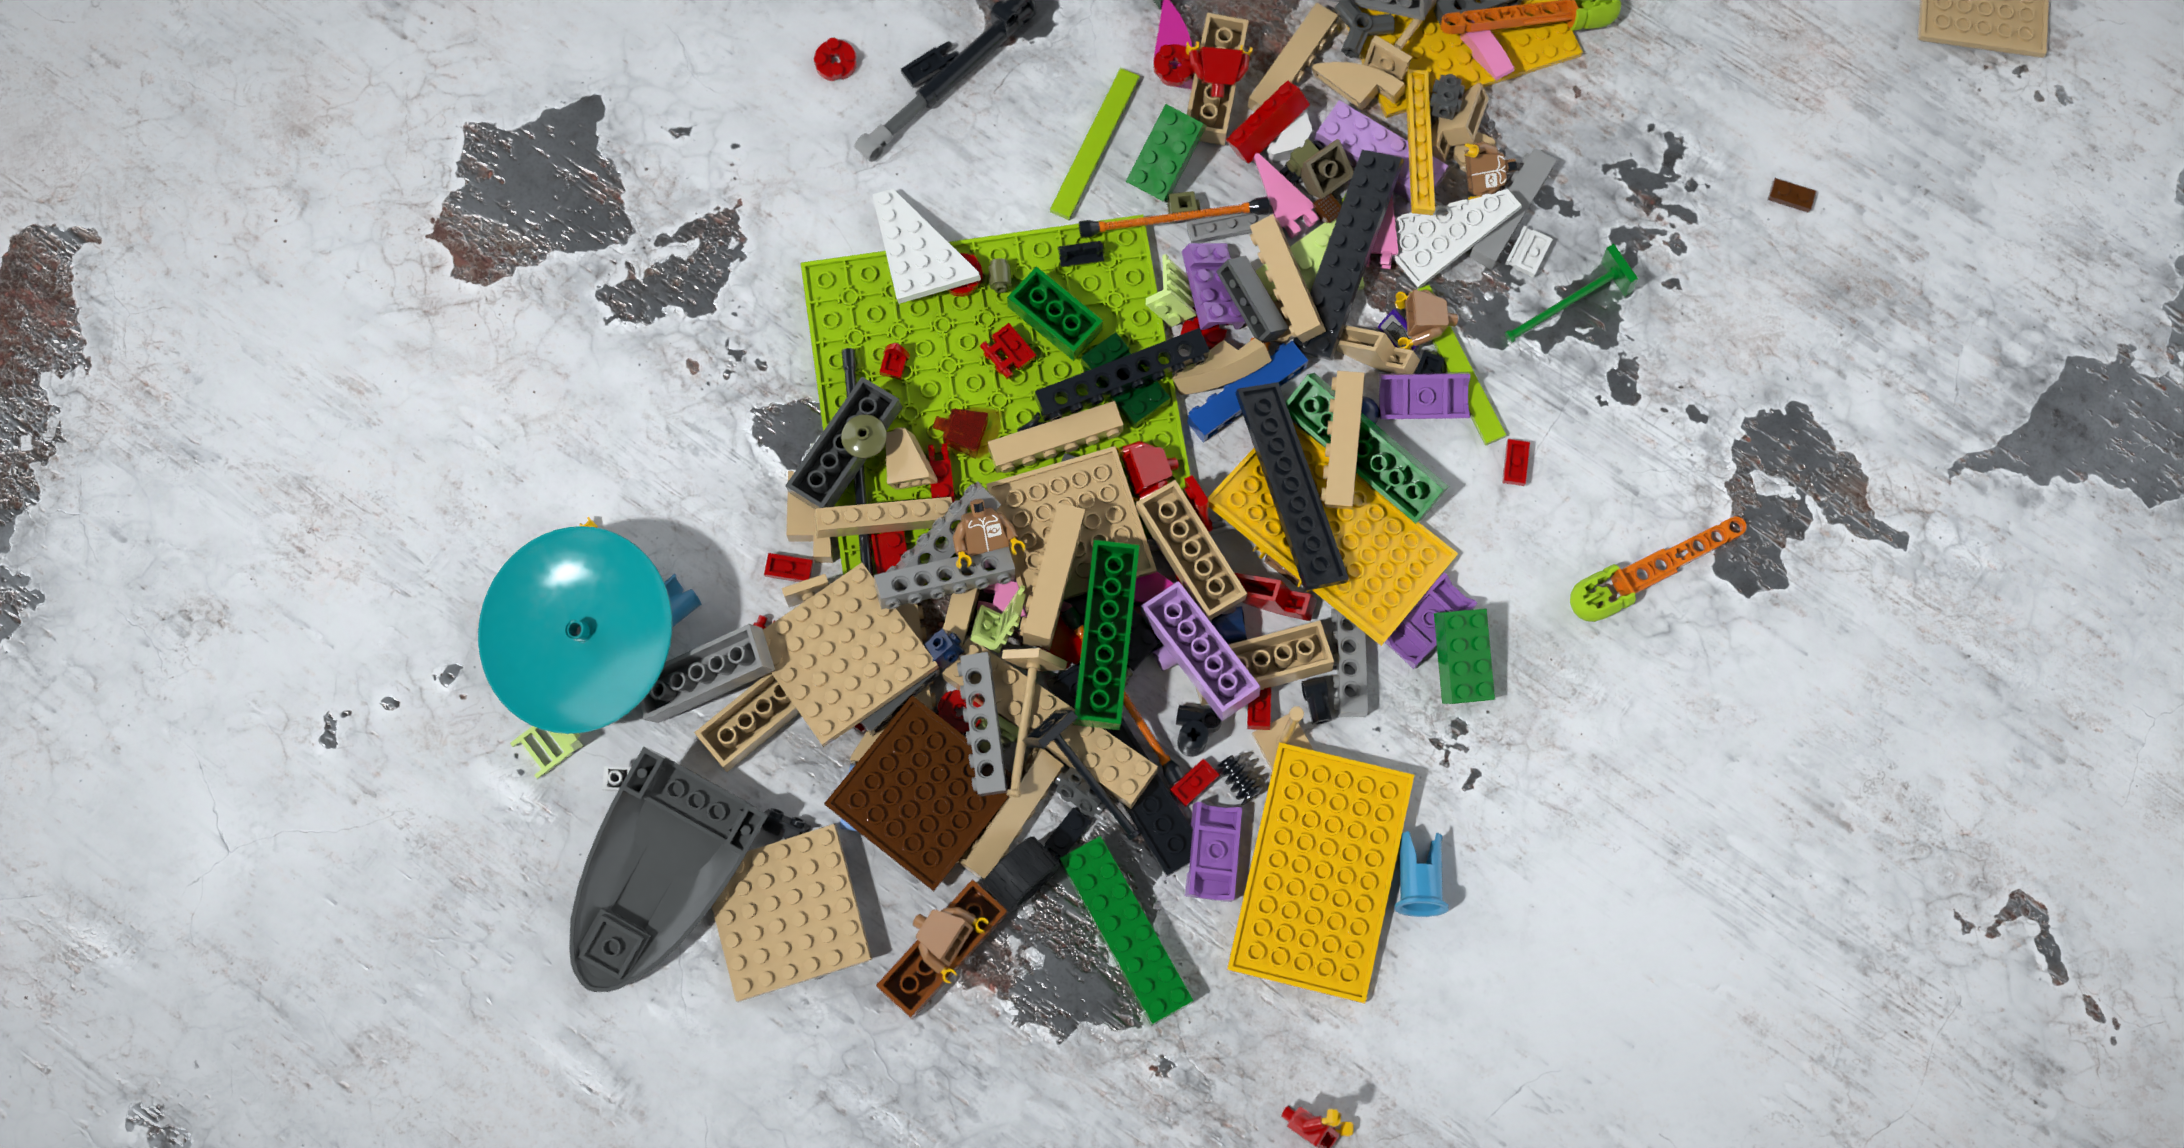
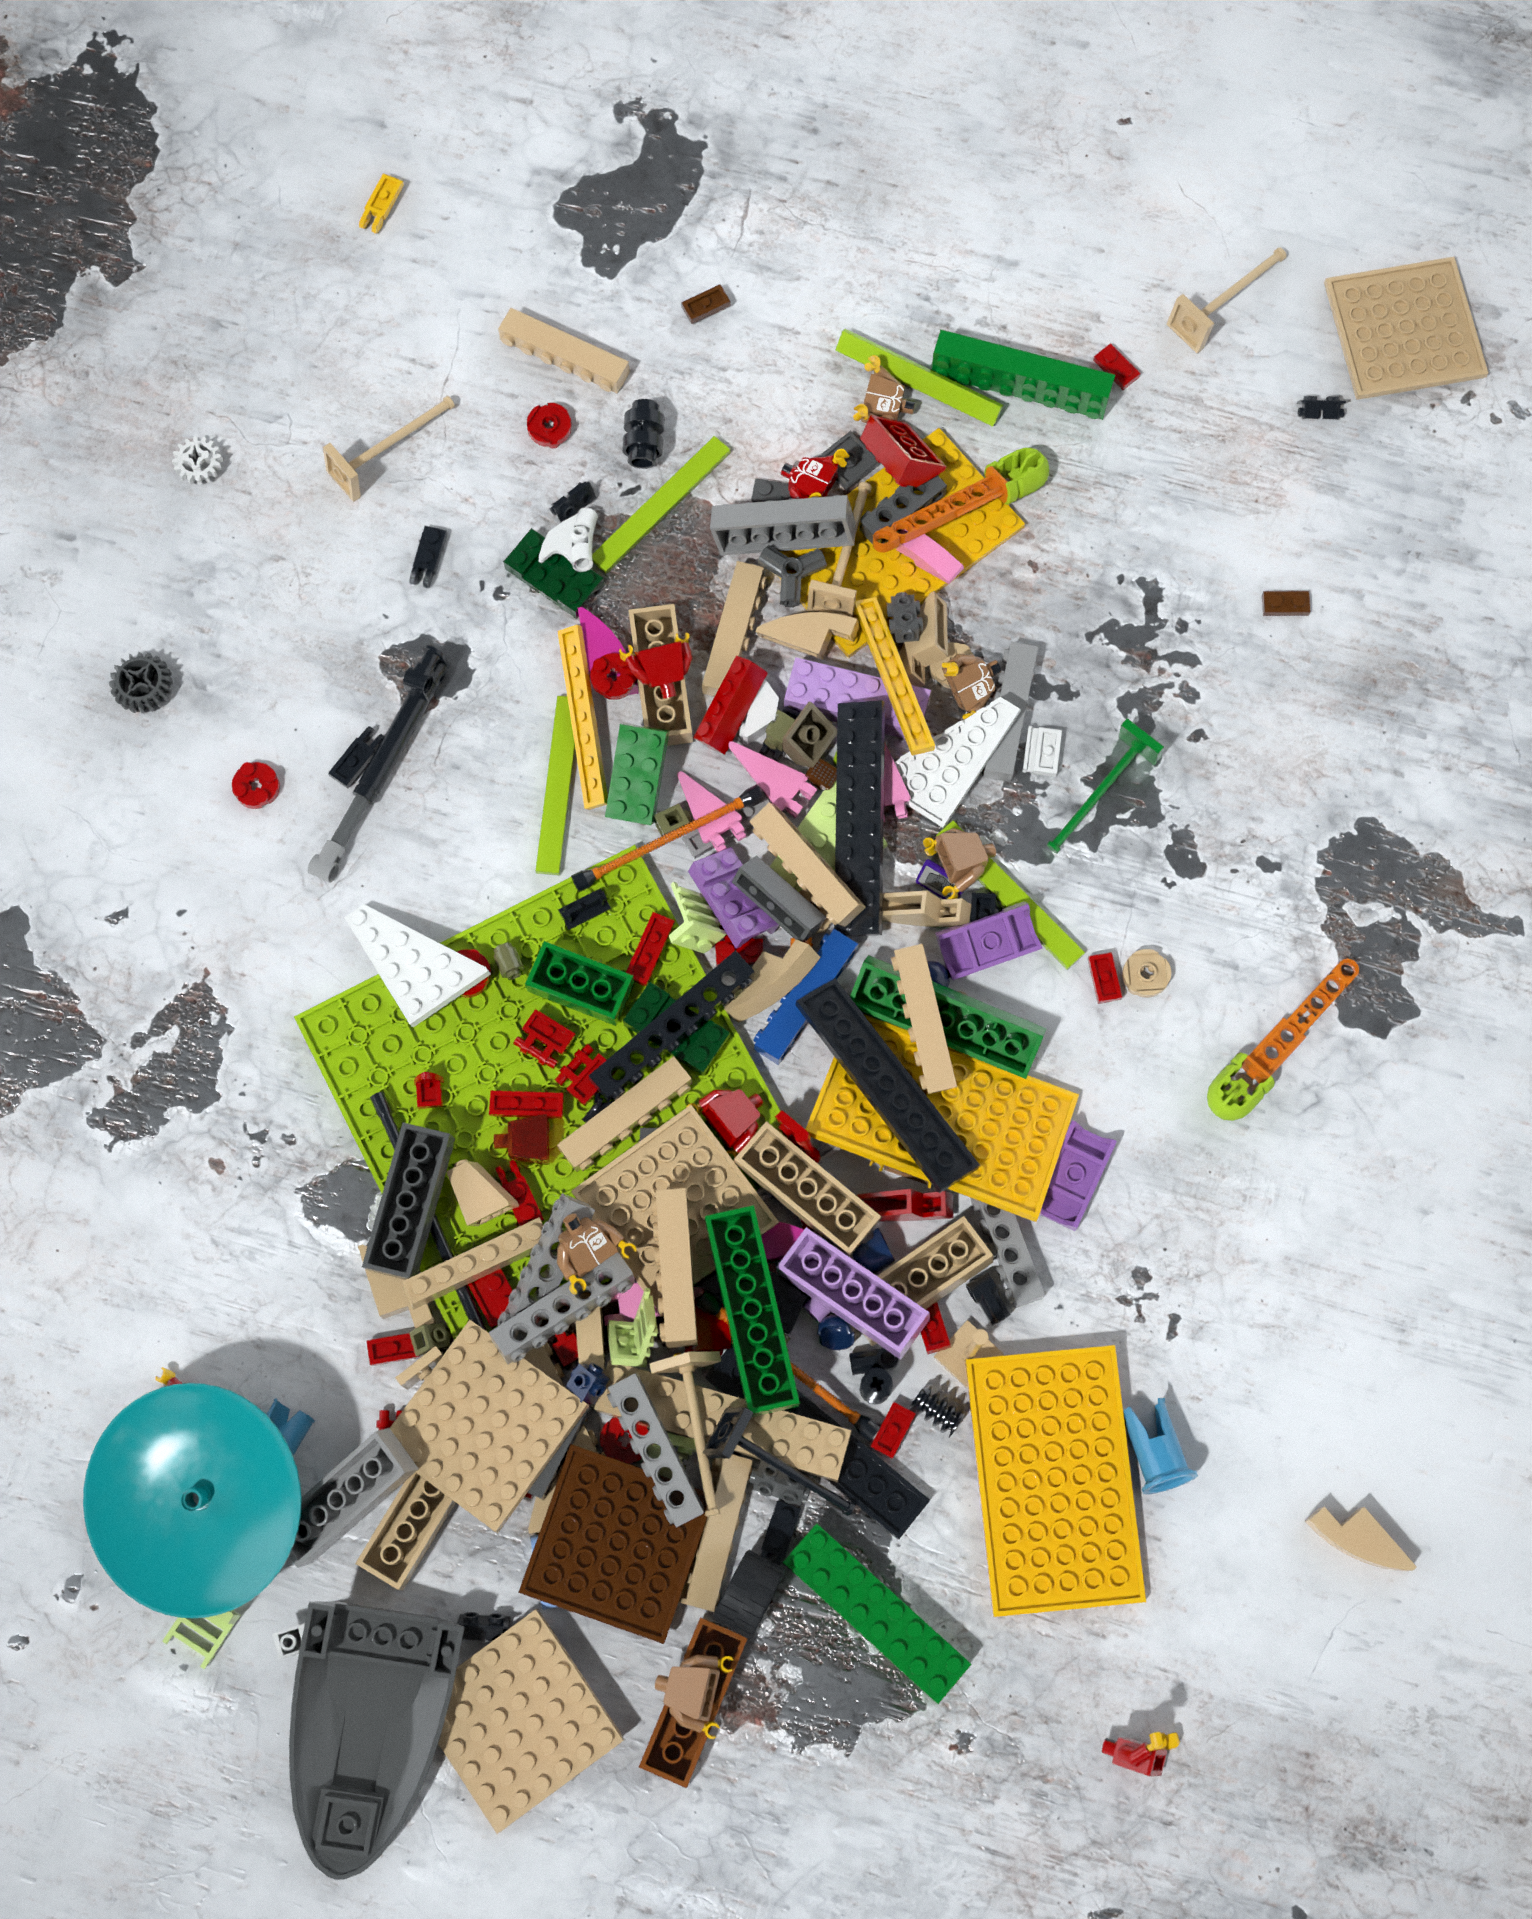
camera: 15 degrees left, 0 degrees up
(826, 566) = (433, 1336): none -> olive brick
(864, 446) = (437, 1192): olive dish -> none
(936, 616) = (566, 1348): none -> red plate
(973, 400) = (526, 1104): none -> red plate
(1025, 400) = (581, 1087): none -> red plate
(1126, 304) = (650, 948): none -> red plate
(1136, 92) = (583, 717): none -> yellow plate
(1173, 683) = (835, 1333): none -> dark blue hair
(1213, 197) = (704, 802): none -> bright pink flag
(1214, 852) = (938, 1498): medium lavender piece -> none
(1464, 656) = (1123, 1202): green brick -> none
(1543, 477) = (1155, 963): none -> tan plate
(1574, 1016) = (1361, 1539): none -> tan slope
(1891, 37) = (1312, 406): none -> black hinge

